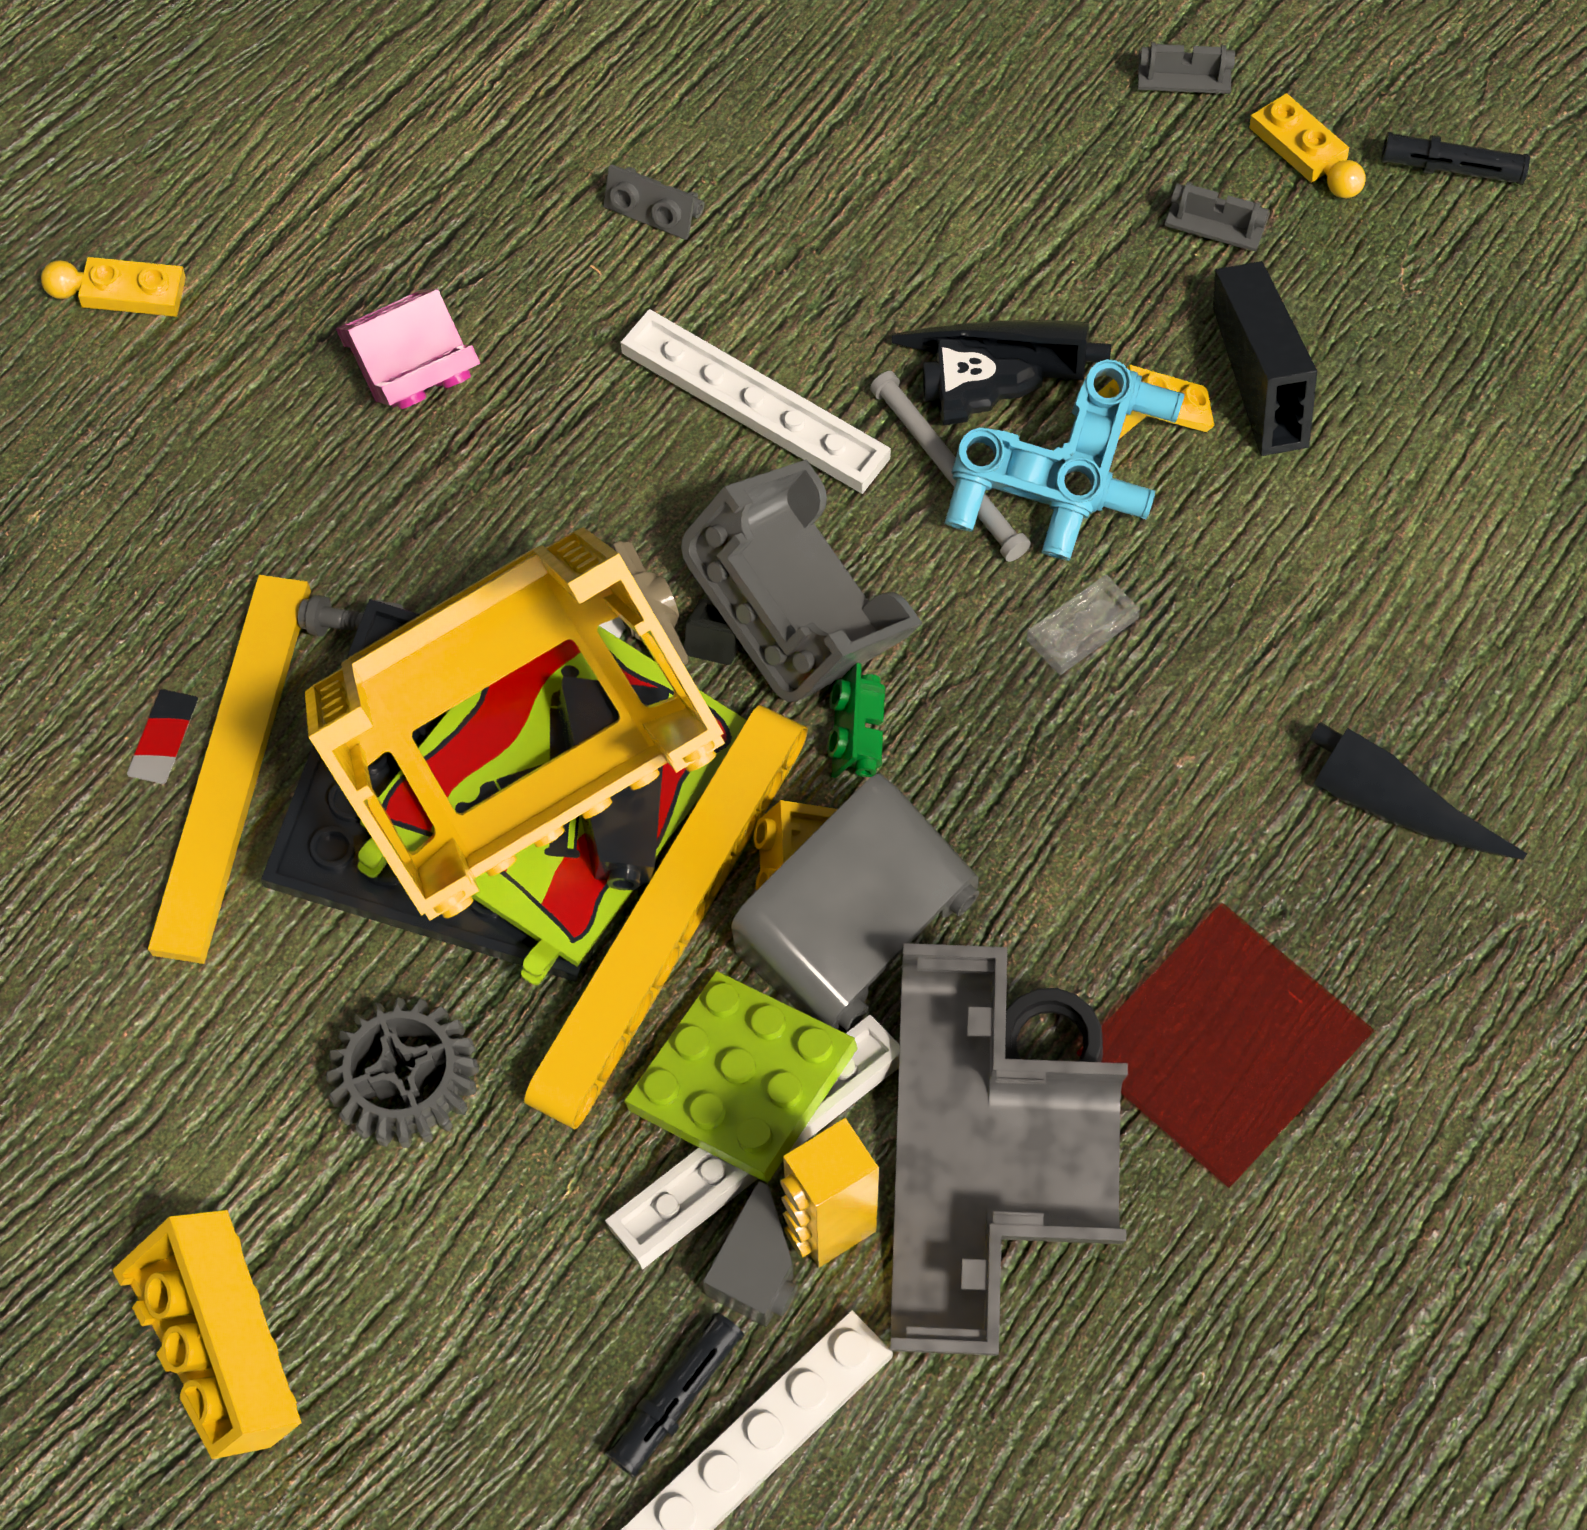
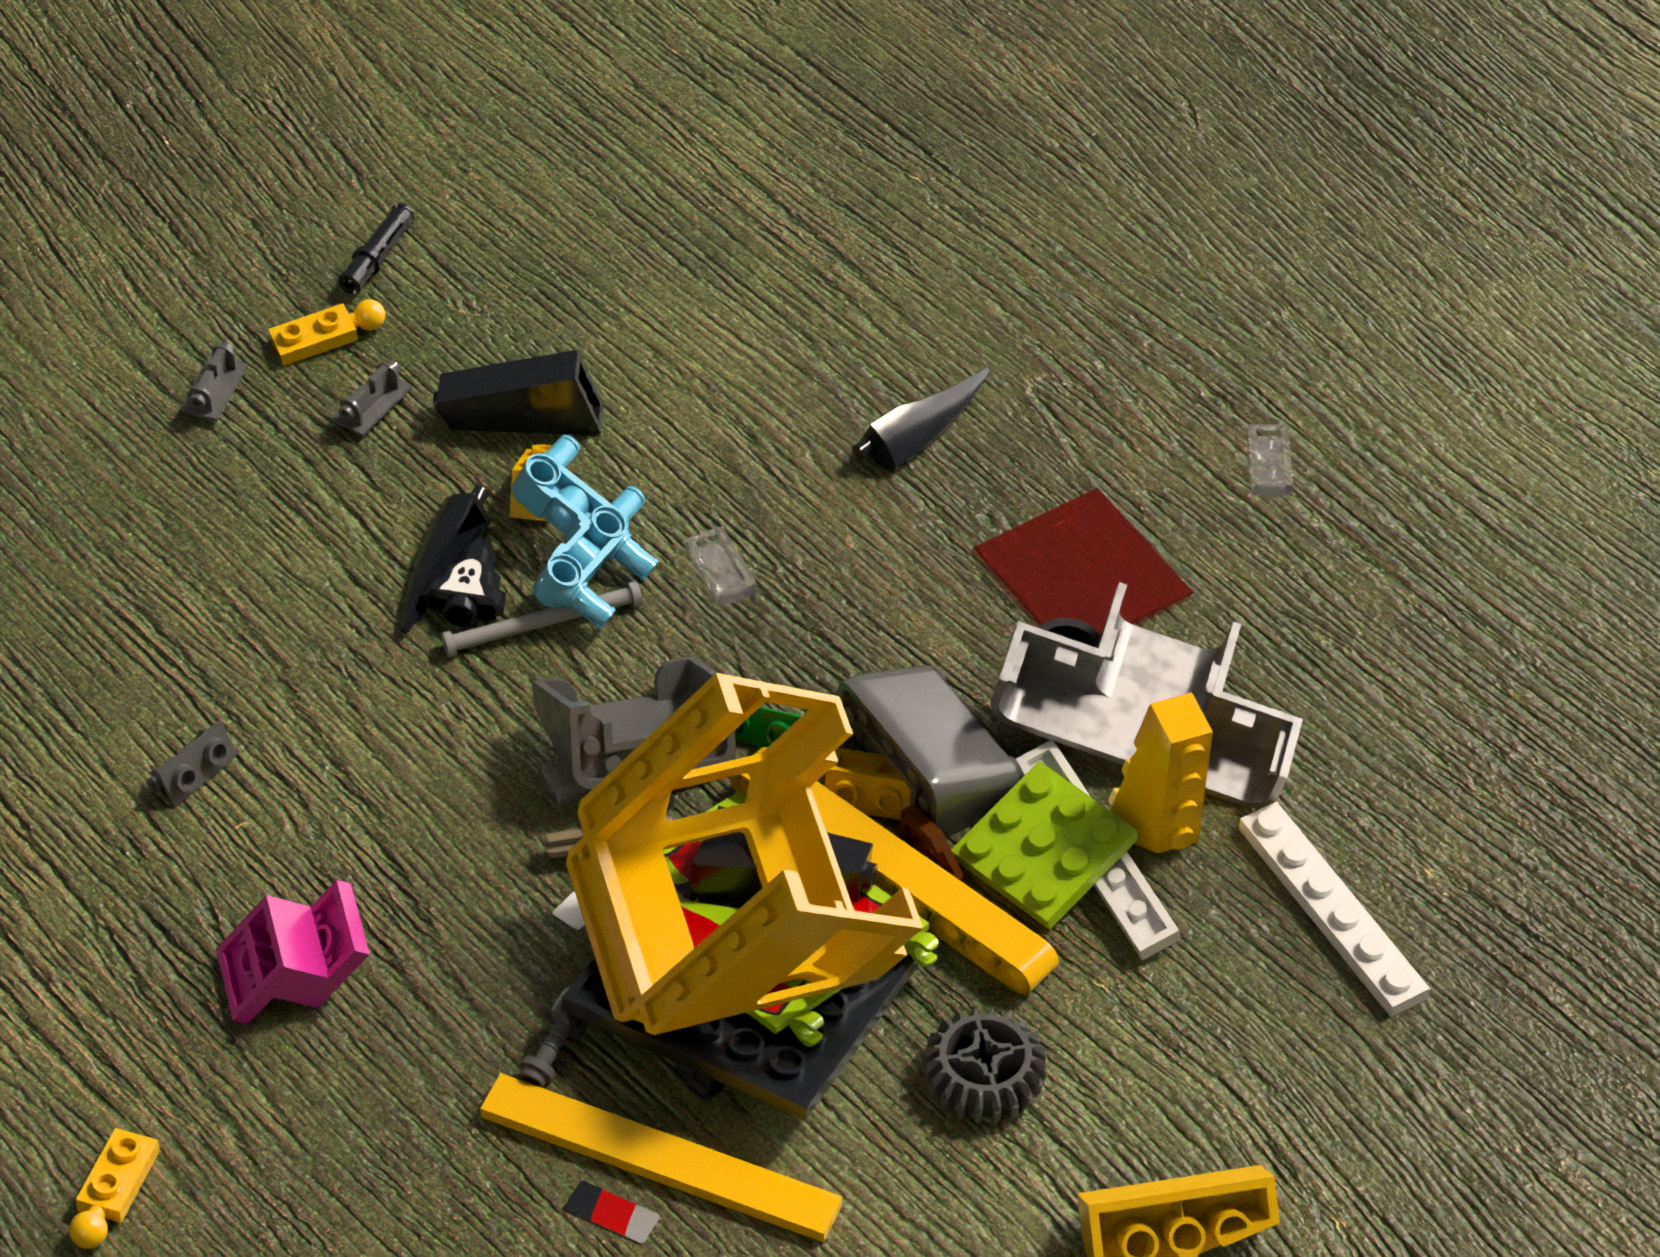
camera: 80 degrees left, 15 degrees down
(661, 1412) = (1292, 946): black pin -> none
(711, 950) = (928, 839): none -> reddish brown tile
(754, 1263) = (1189, 865): dark grey slope -> none
(756, 401) = (430, 731): white plate -> none
(1494, 1244) = (1269, 460): none -> clear plate

